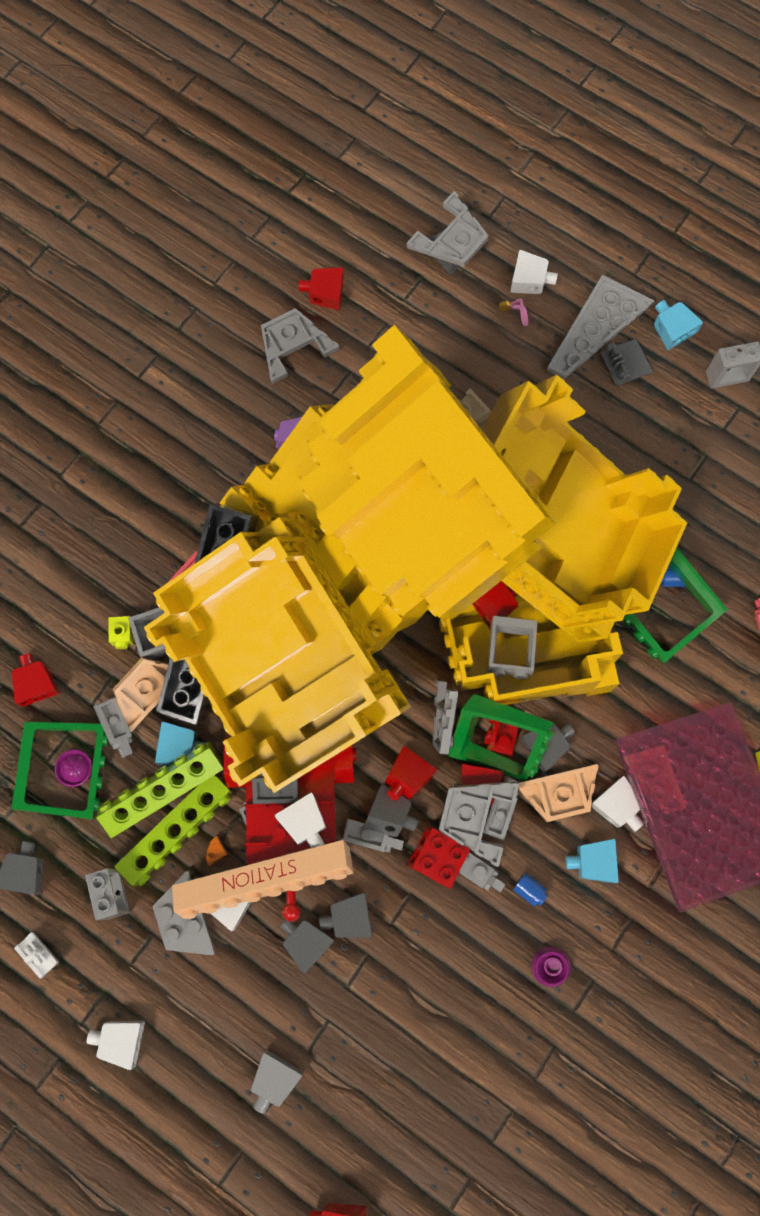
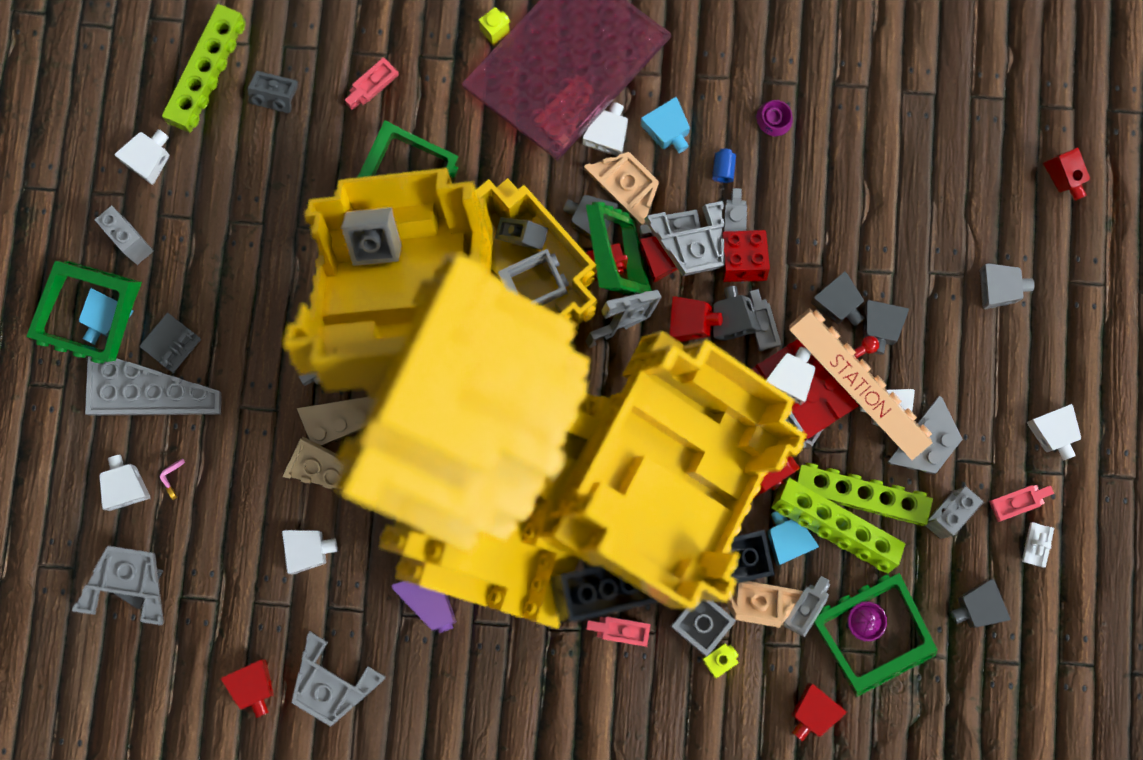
camera: 125 degrees left, 5 degrees up
(82, 966) = (1019, 502): none -> coral hinge
(215, 851) = (857, 449): orange tile -> none
(560, 661) = (521, 233): none -> dark grey slope
(622, 525) = (371, 236): none -> light grey brick
(703, 336) = (127, 290): none -> green windscreen

